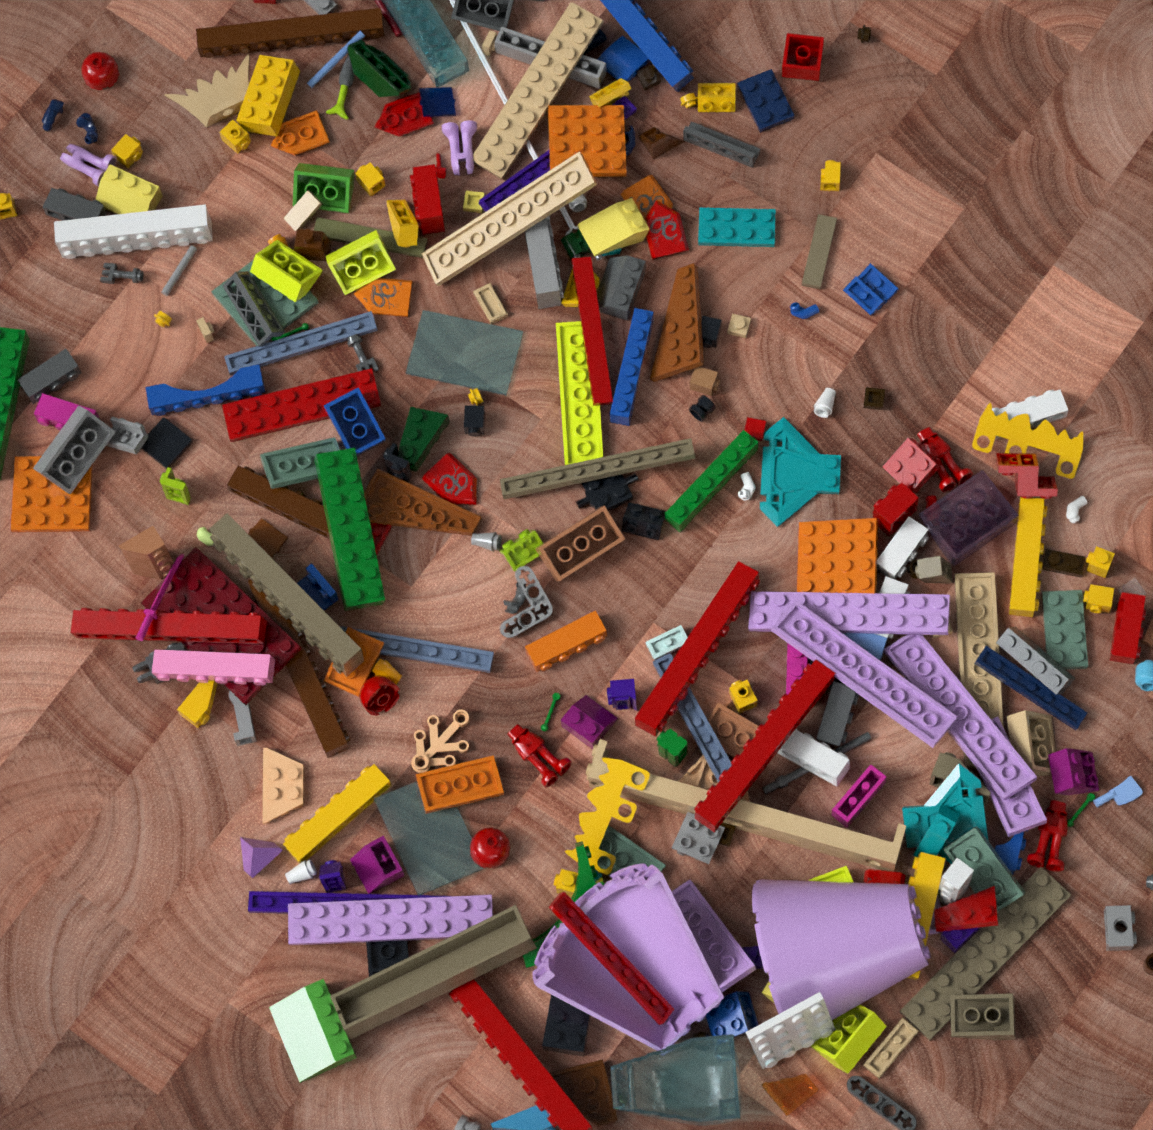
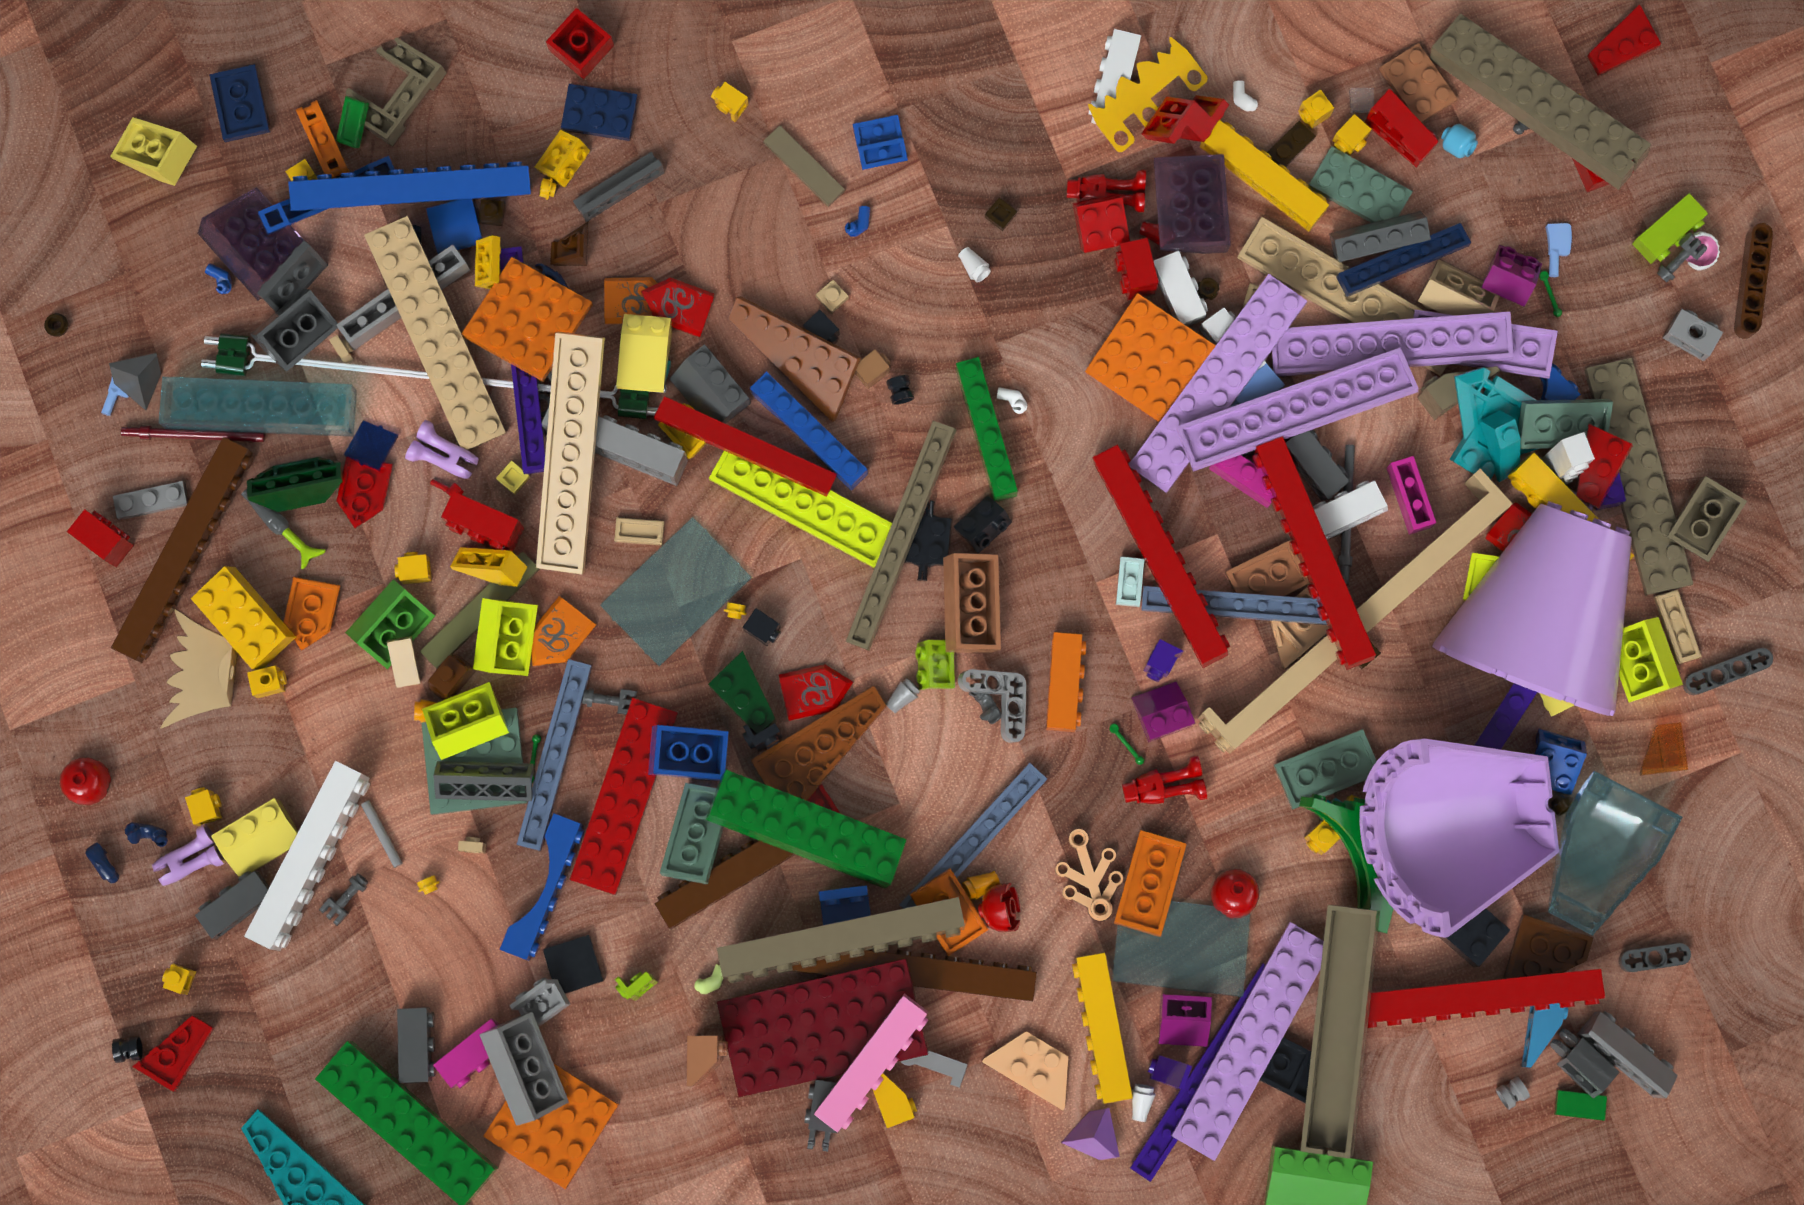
camera: 65 degrees left, 10 degrees up
(150, 614) = (772, 1095): dark pink sword -> none
(170, 626) = (792, 1084): red brick -> none
(267, 537) = (750, 922): dark orange piece -> none
(333, 61) = (249, 521): medium blue bar -> none
(607, 802) = (1272, 747): yellow piece -> none
(611, 958) = (1442, 843): red plate -> none
(672, 747) = (1248, 646): green brick -> none
(696, 839) = (1356, 684): light grey hinge -> none
(718, 946) = (1495, 728): lavender plate -> none
(736, 227) = (721, 230): teal plate -> none
(742, 696) = (1233, 542): yellow brick -> none
(755, 428) = (954, 351): red tile -> none
(791, 1031) = (1623, 703): white plate -> none
(794, 472) = (1027, 343): teal plate -> none
(934, 570) = (1225, 274): dark tan slope -> none
(1057, 829) = (1543, 319): red piece -> none

